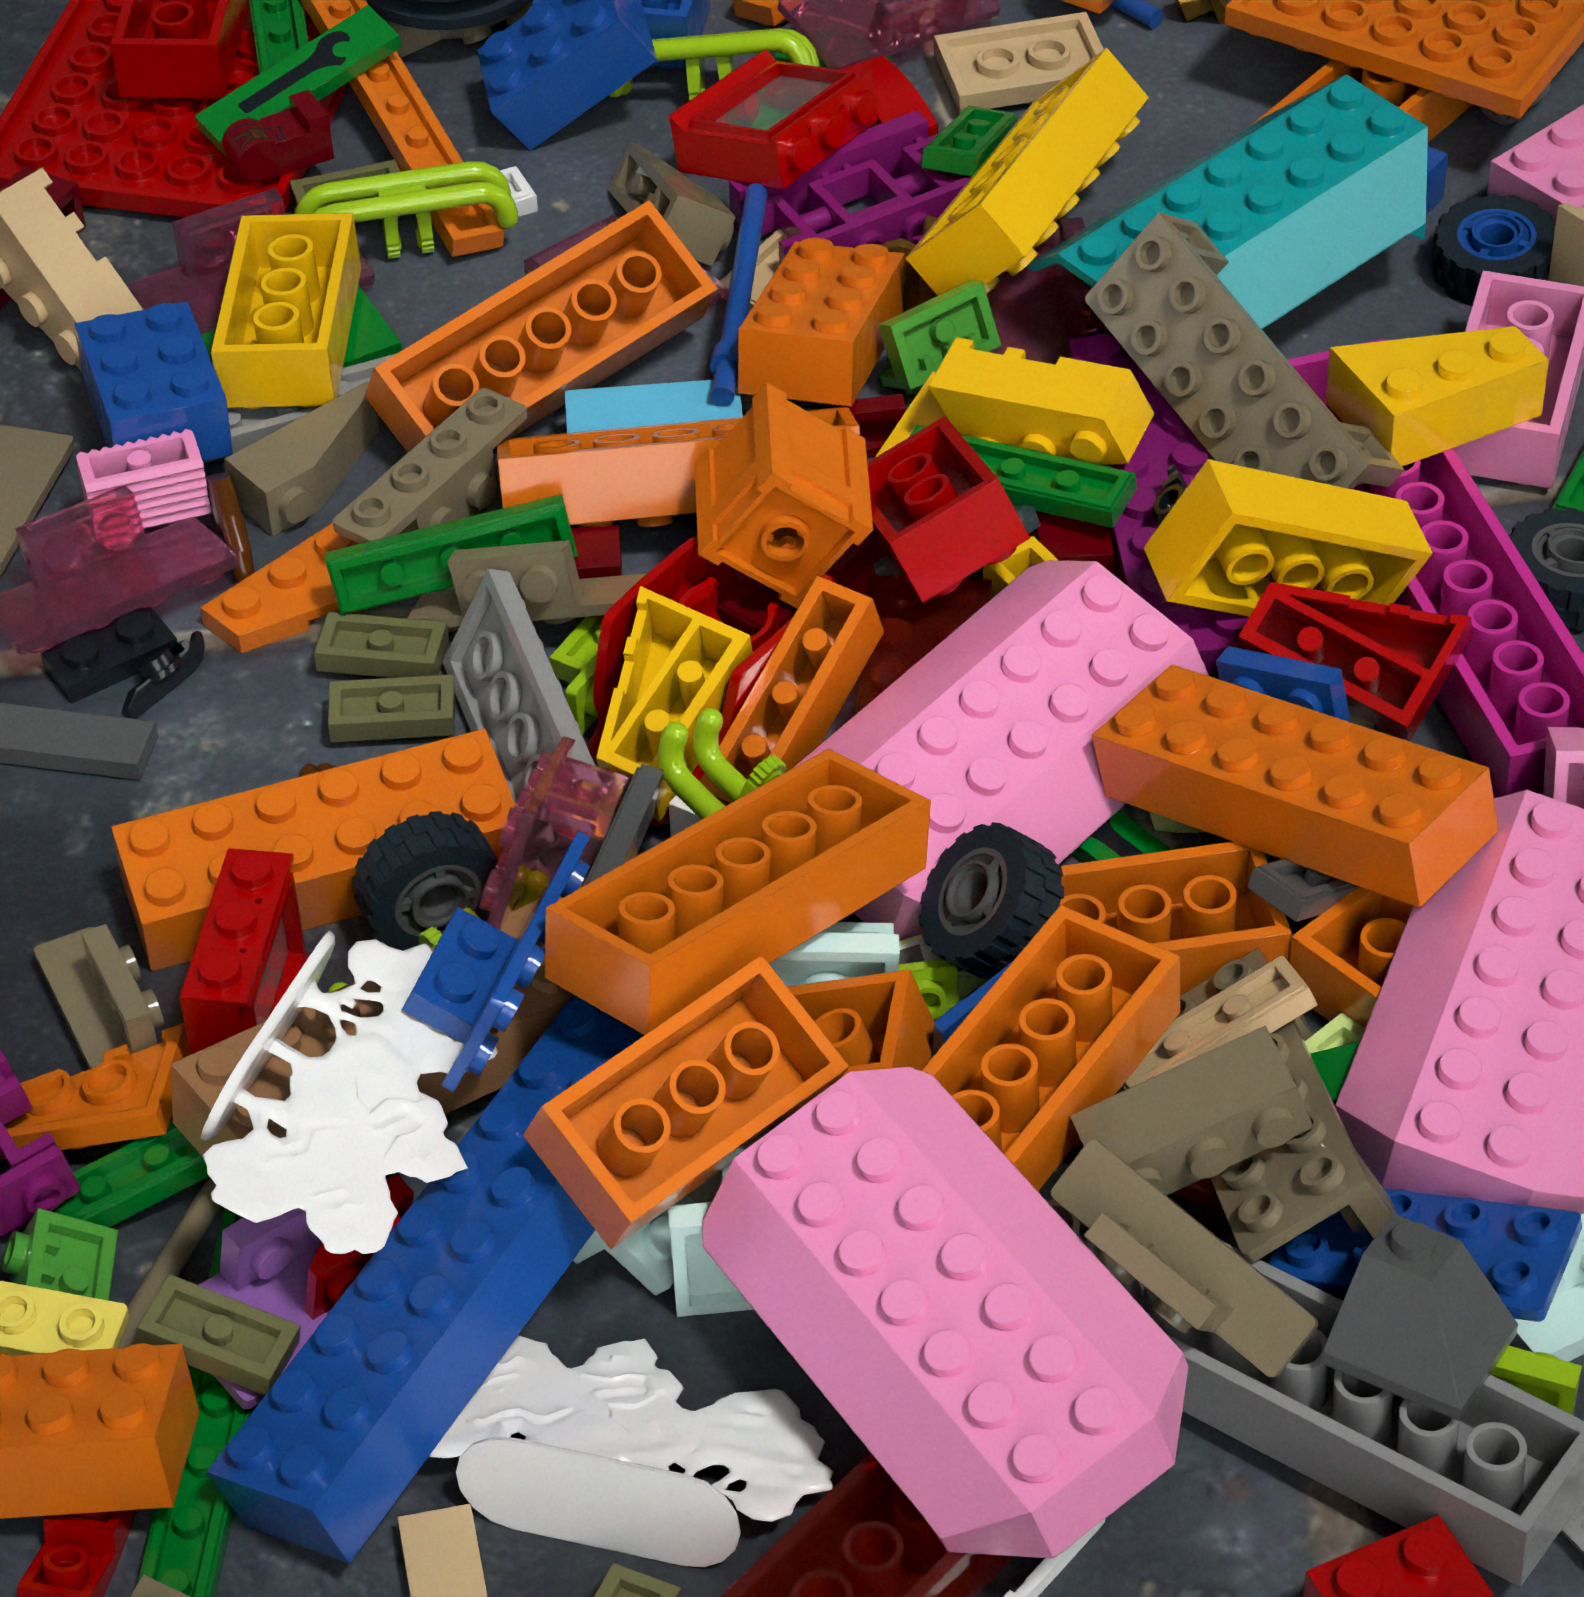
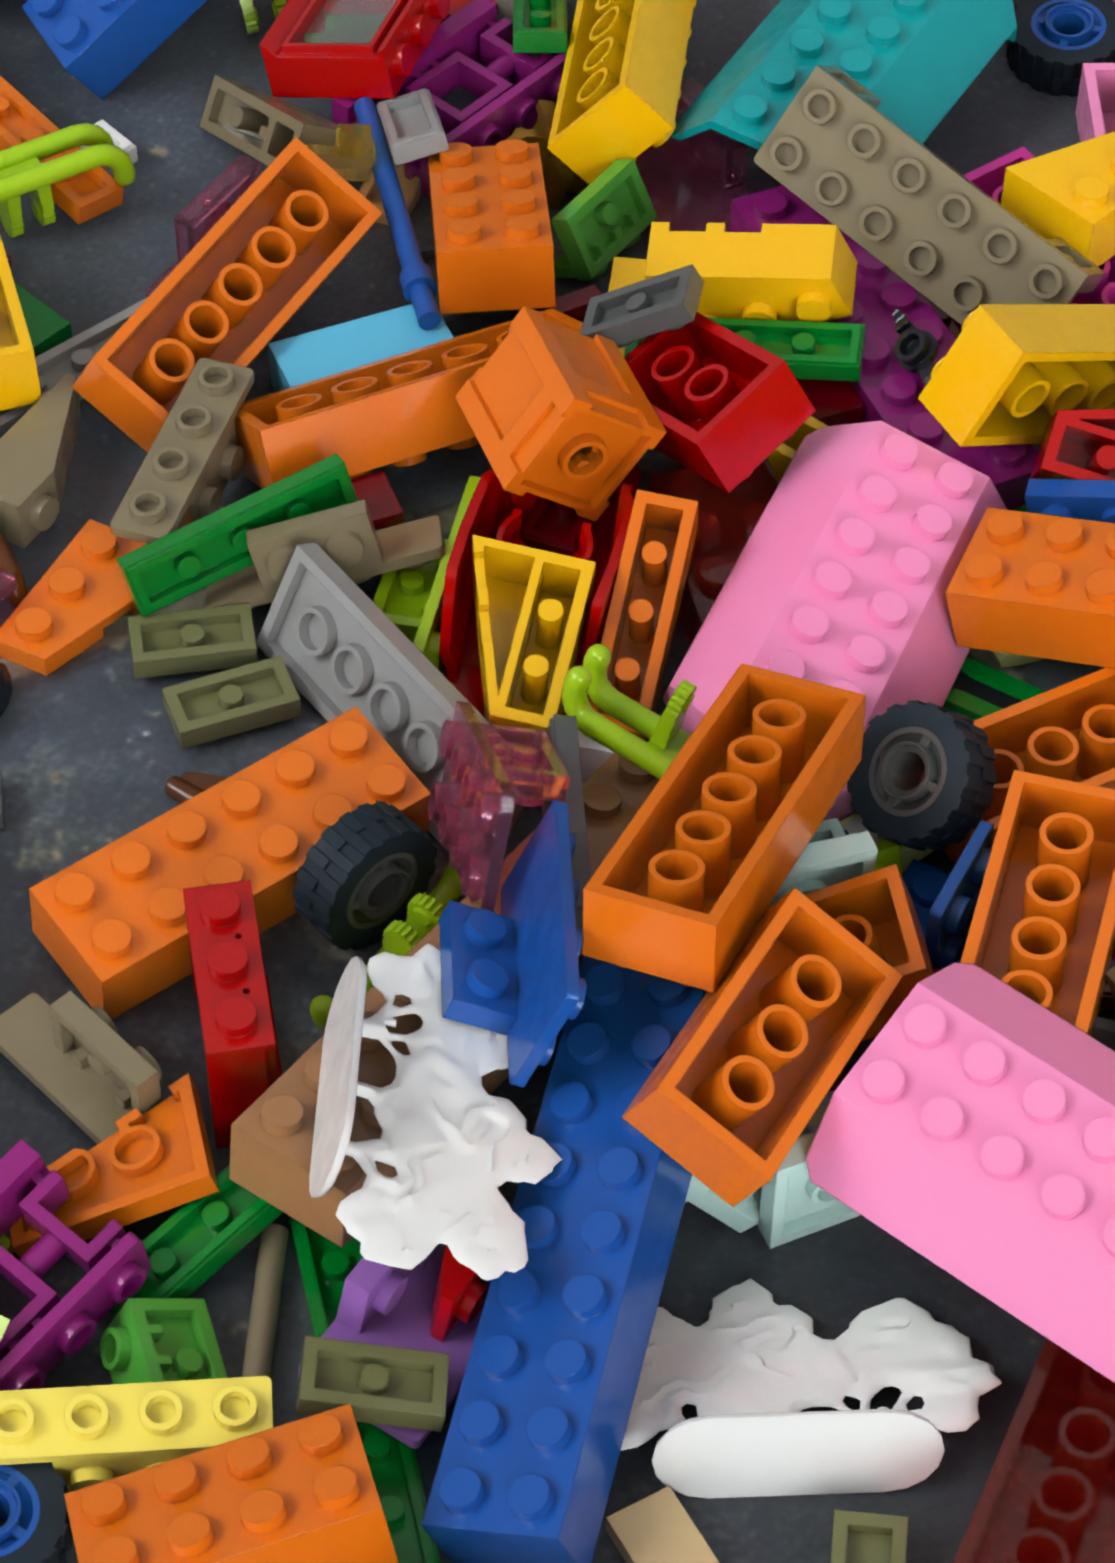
camera: 20 degrees left, 5 degrees up
(722, 233) = (352, 154): none -> clear yellow bracket
(787, 217) = (412, 126): none -> light grey tile
(905, 412) = (645, 307): none -> dark grey plate

